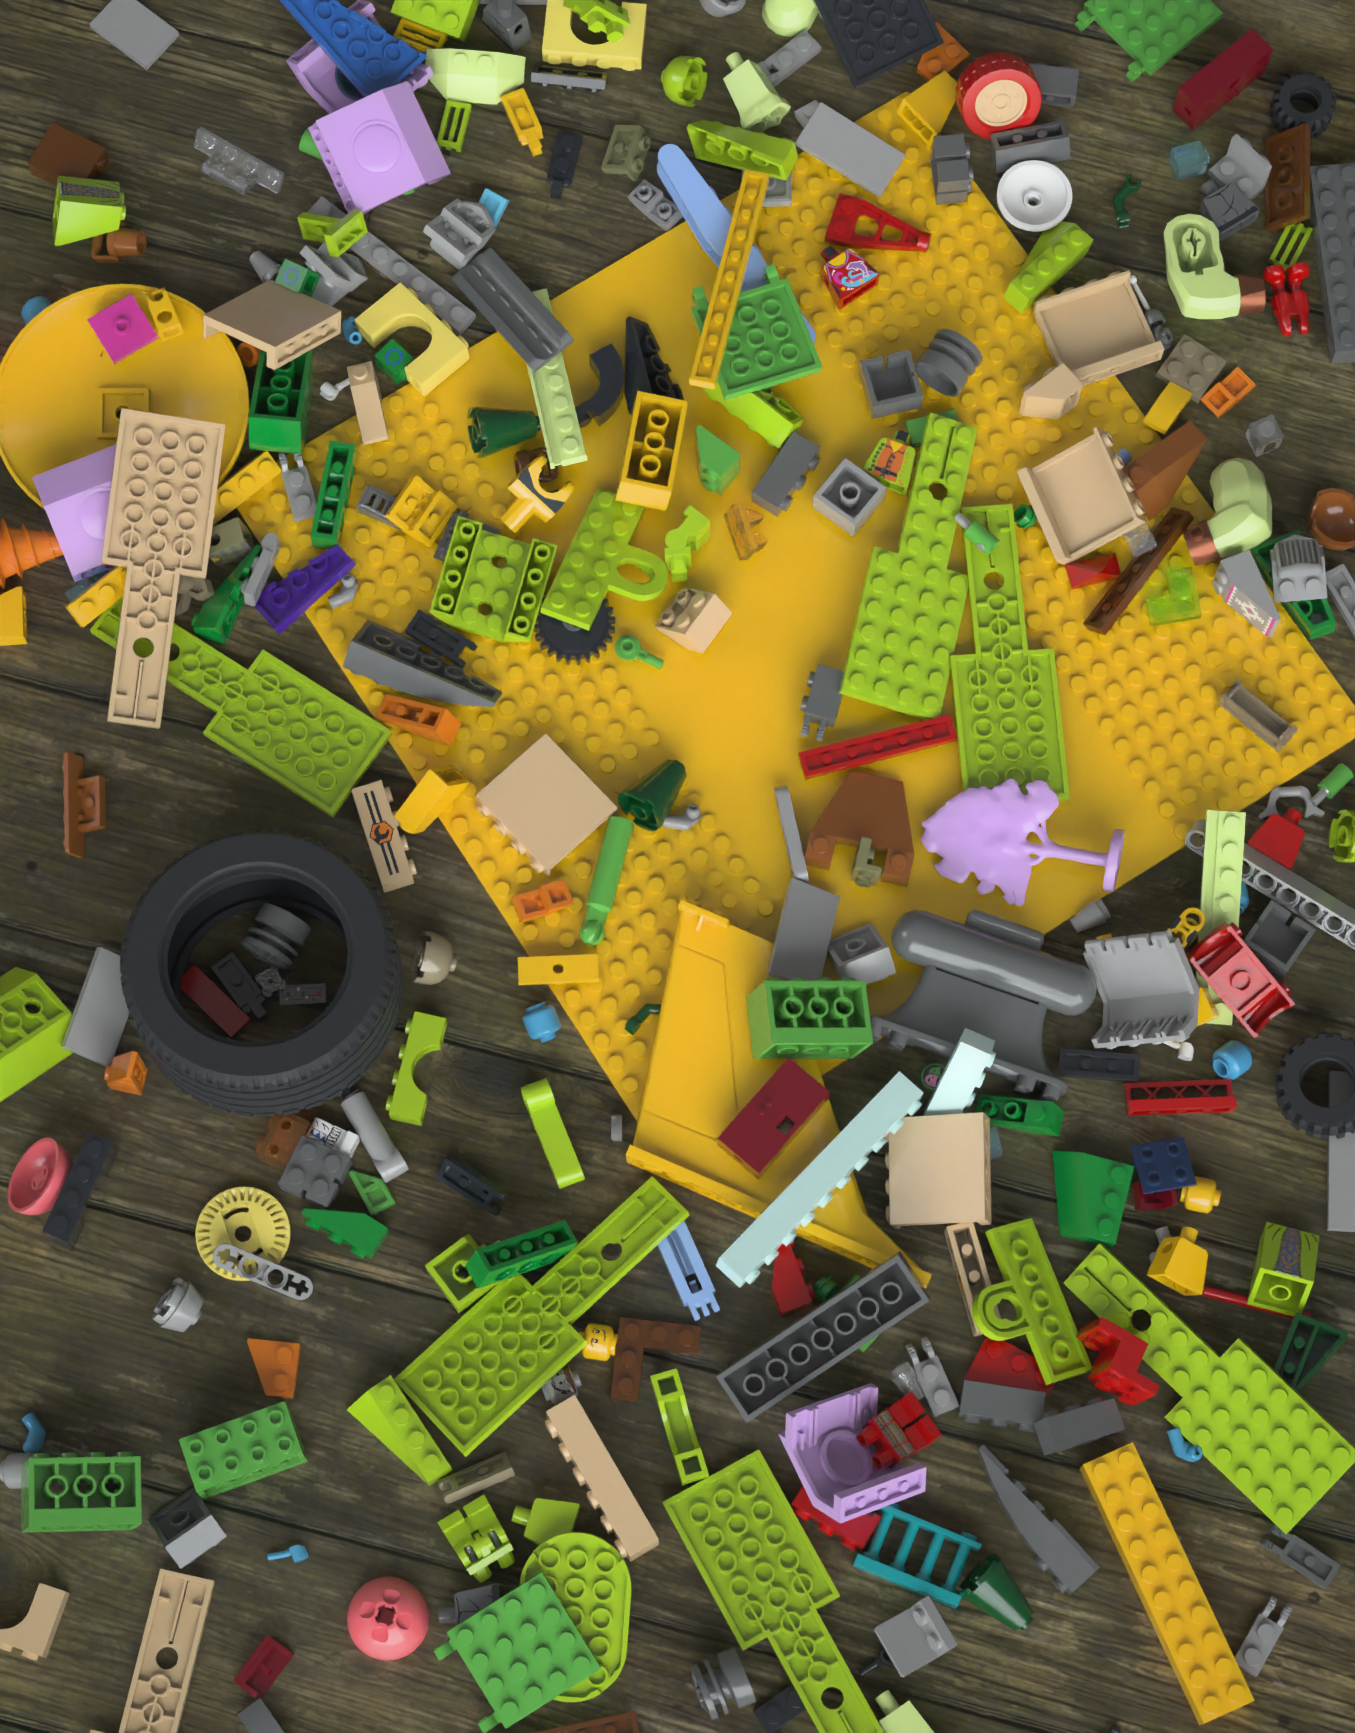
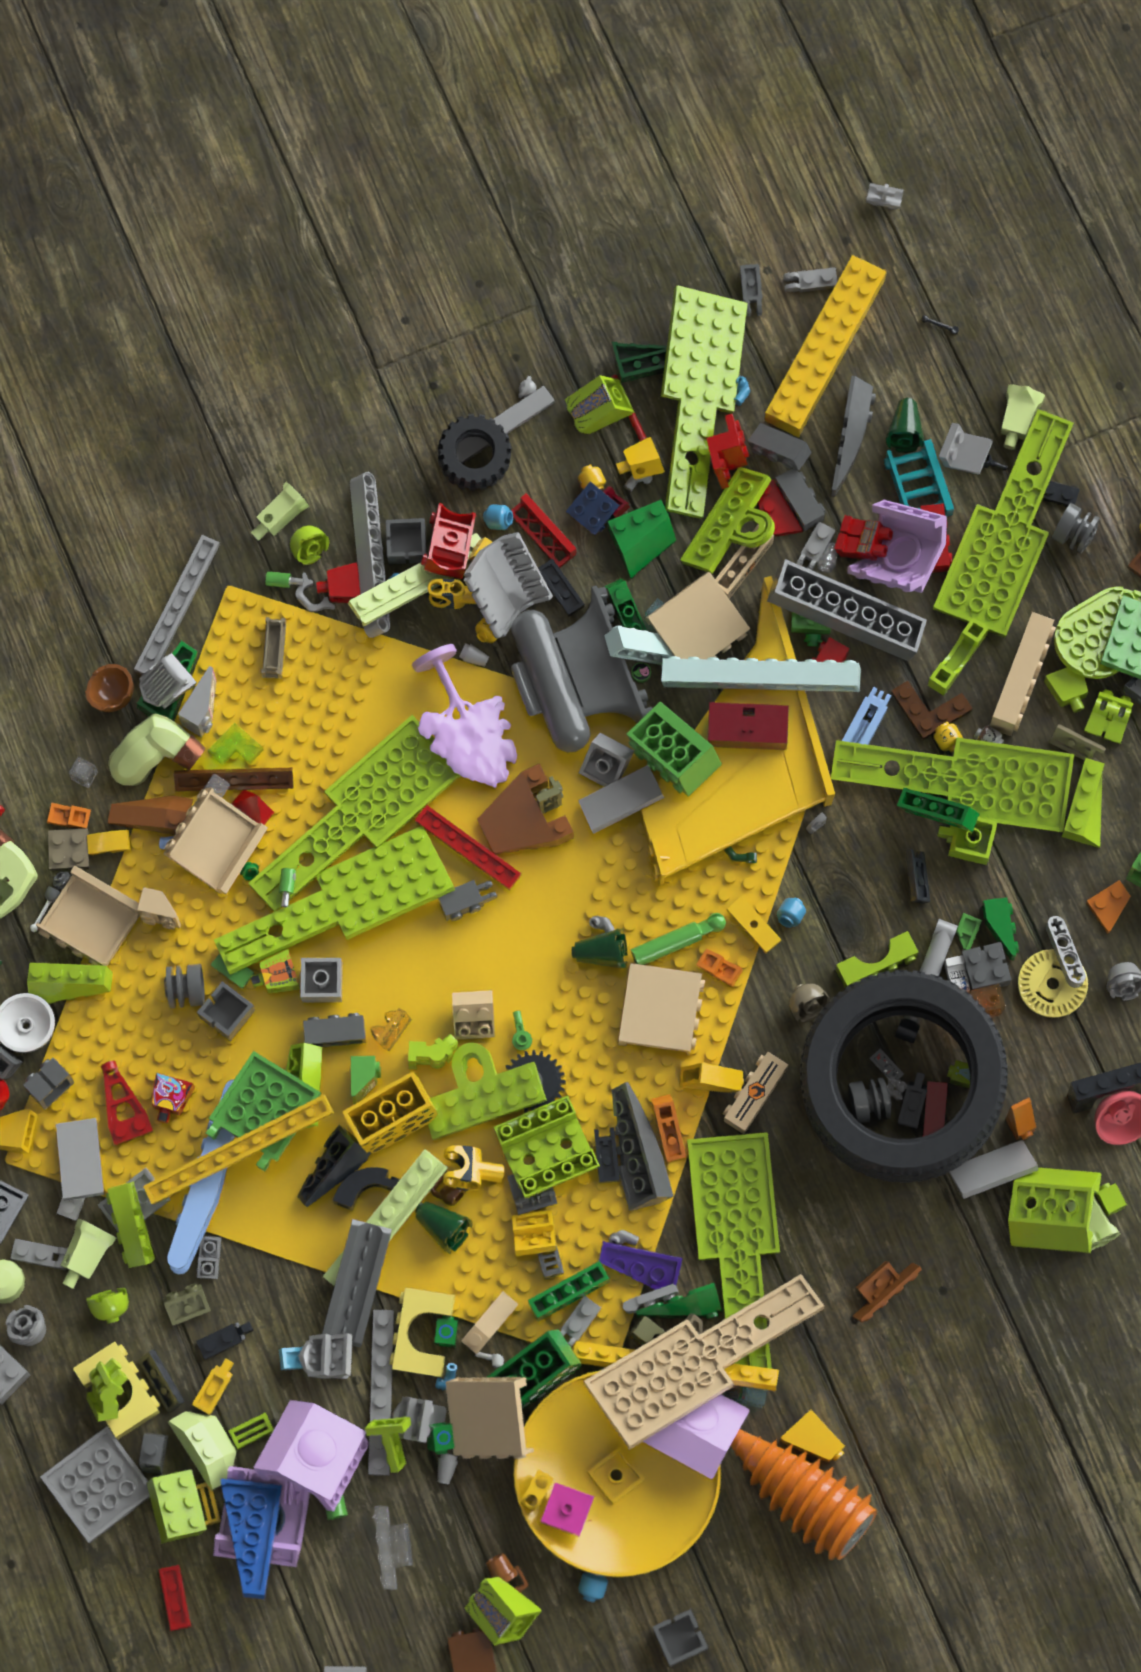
camera: 125 degrees left, 0 degrees up
(552, 1133) = (851, 855): lime beam -> none
(791, 833) = (563, 855): light grey beam -> none

